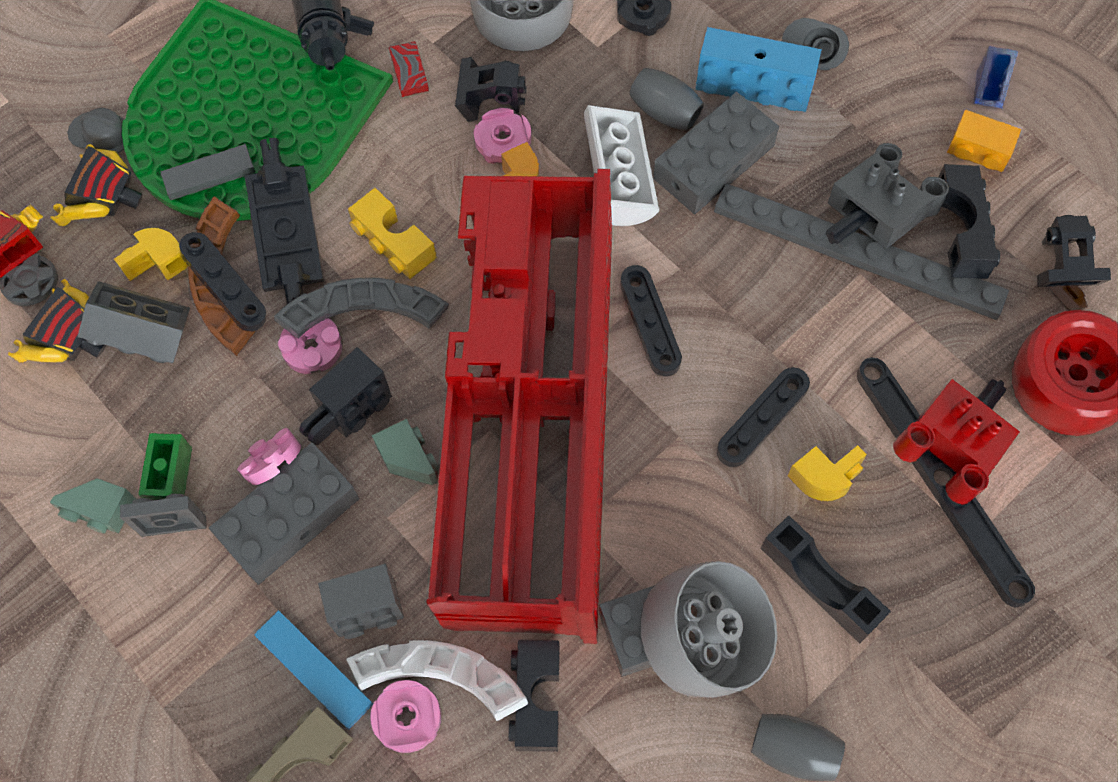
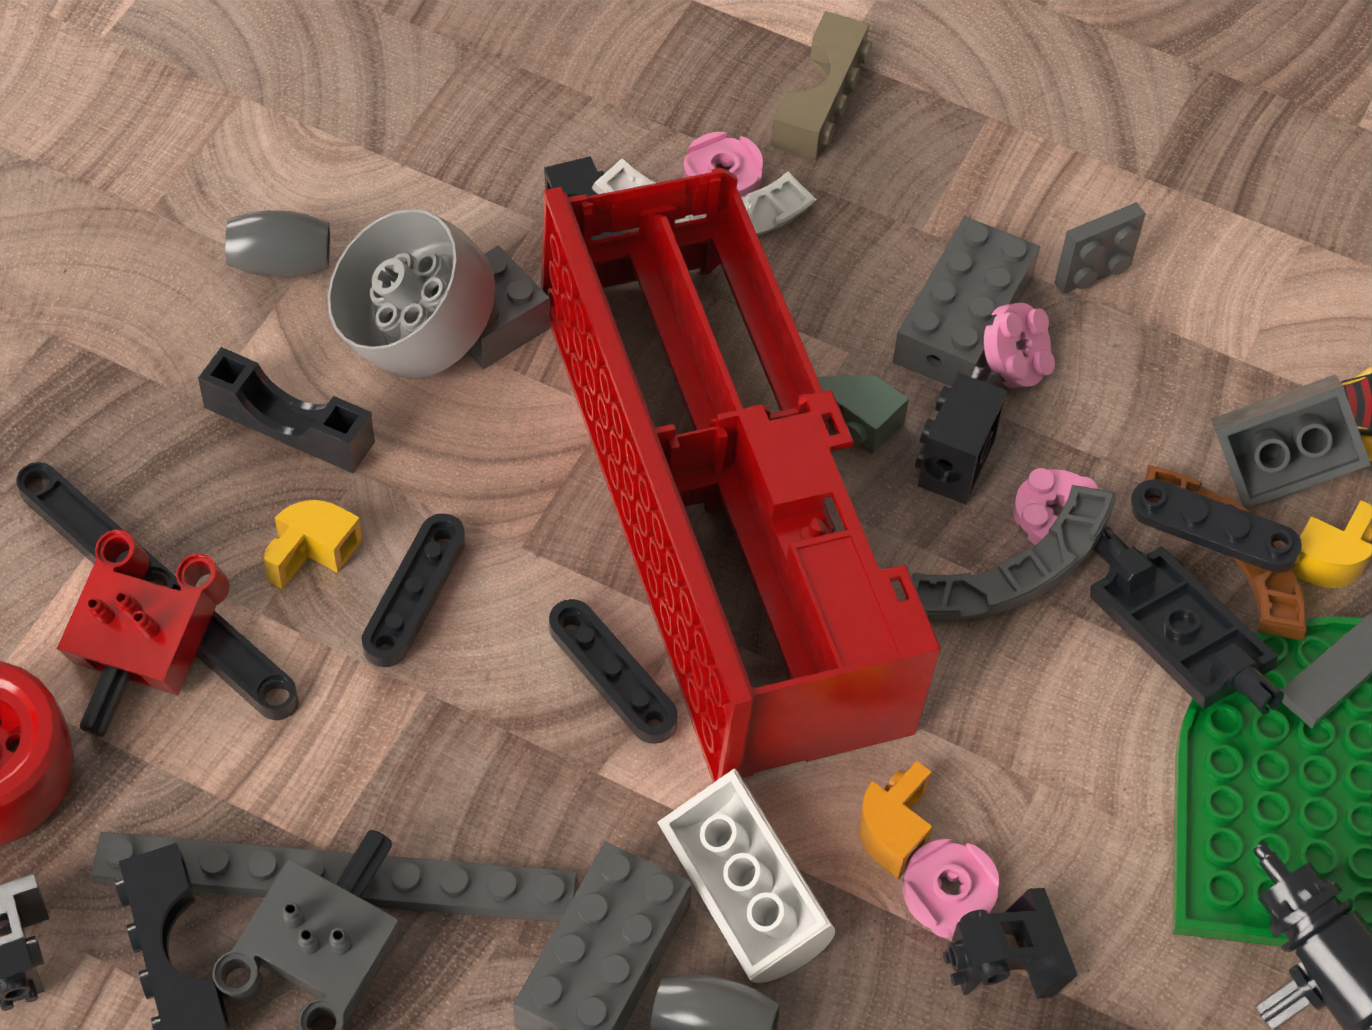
camera: 155 degrees right, 10 degrees down
(95, 503) = (1190, 253): sand green slope -> none
(165, 466) = (1133, 299): green brick -> none
(313, 670) = (850, 184): dark azure tile -> none
(361, 601) = (824, 232): dark grey brick -> none
(405, 251) = (1002, 655): yellow arch -> none
(408, 69) = (1160, 963): red tile -> none
(551, 307) = (759, 636): red tile -> none

